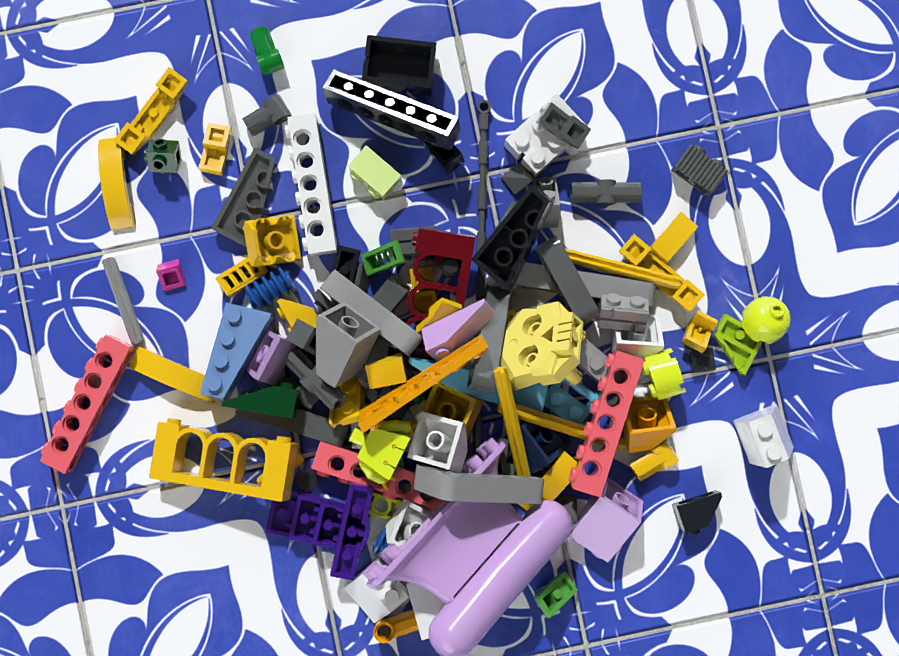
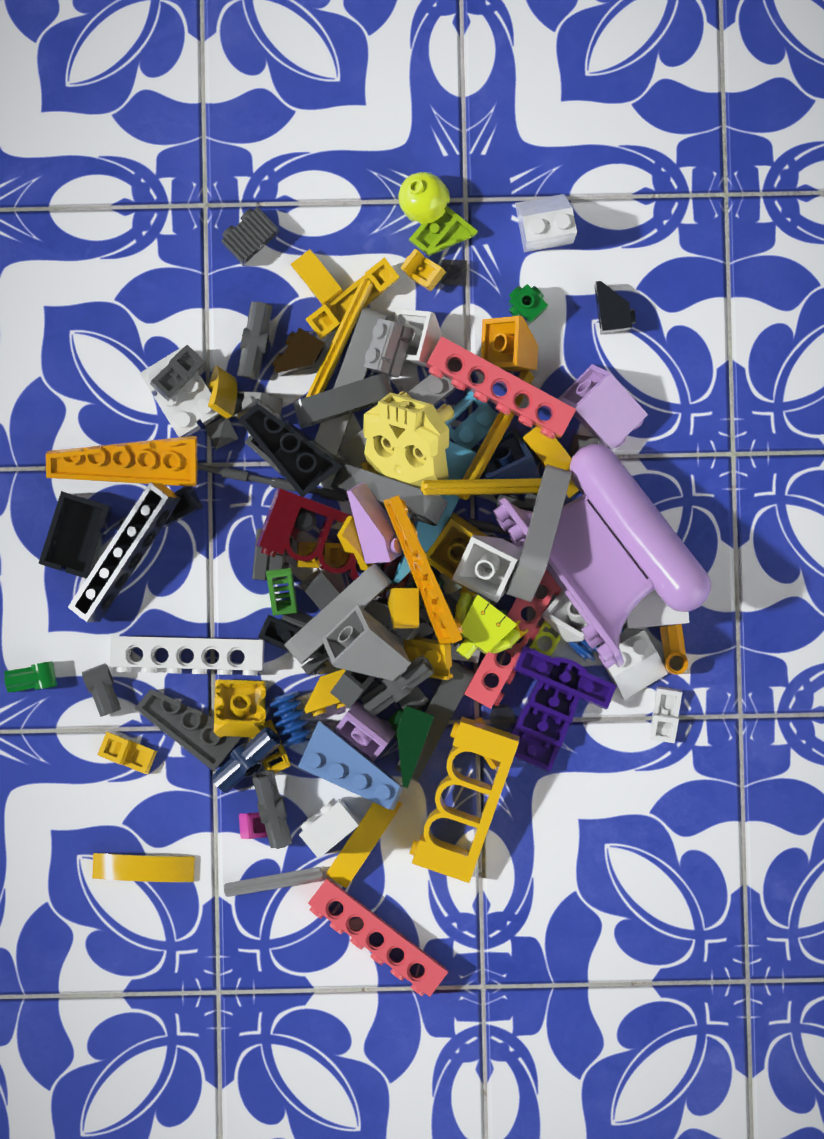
camera: 70 degrees left, 0 degrees up
(153, 113) = (74, 812): yellow slope -> none
(163, 156) = (125, 809): dark green brick -> none
(174, 340) = (329, 827): none -> white piece
(185, 286) = (272, 809): none -> dark grey piece
(225, 255) = (246, 760): none -> dark blue piece
(336, 628) = (665, 714): none -> white slope
(374, 172) = (187, 584): yellowish green brick -> none
(478, 118) = (157, 461): none -> light orange wing
(553, 172) = (223, 392): none -> yellow slope
(555, 594) = (670, 475): bright green slope -> none
(601, 235) = (300, 354): none -> dark brown slope
(658, 458) = (549, 341): yellow piece -> none
(663, 374) = (461, 317): neon yellow brick -> none
(696, 432) = (531, 295): none -> green brick

